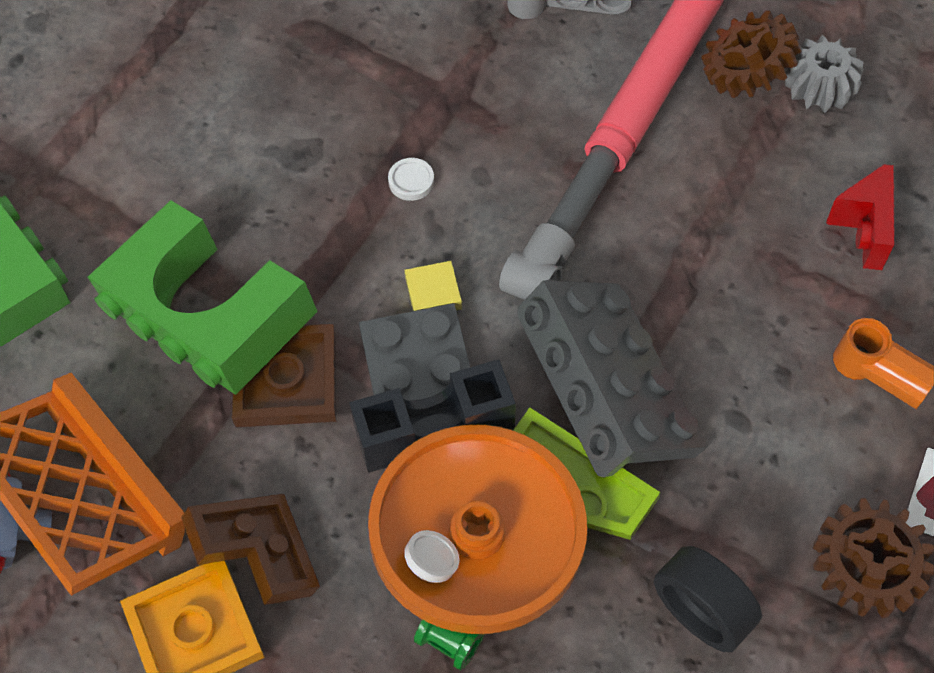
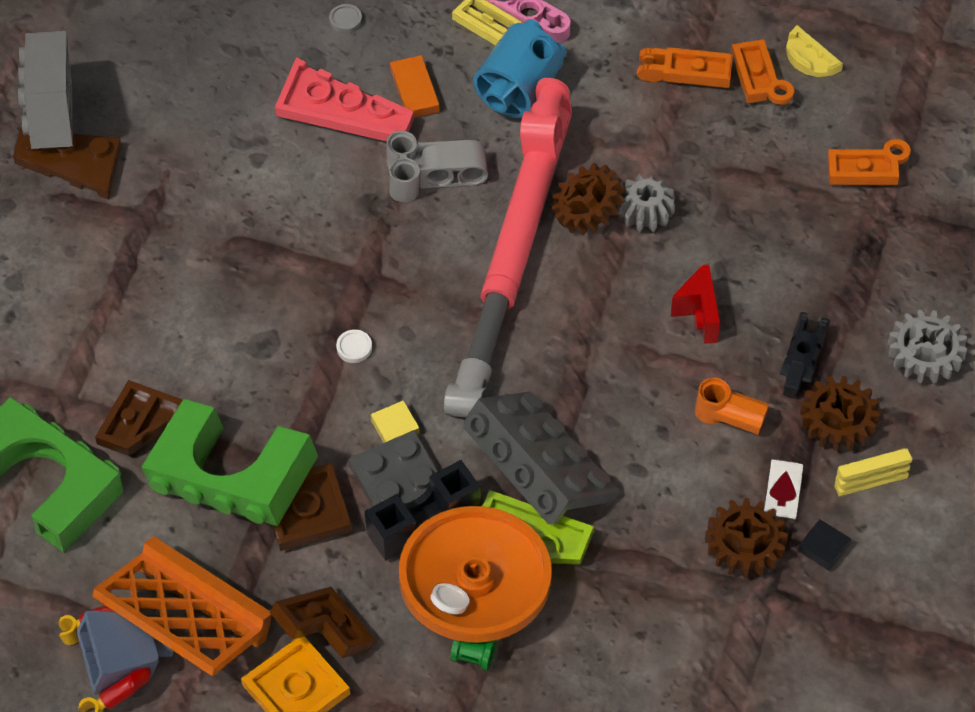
camera: 15 degrees left, 5 degrees down
(109, 212) = (136, 418): none -> reddish brown wing
(708, 598) = (640, 585): black tyre -> none

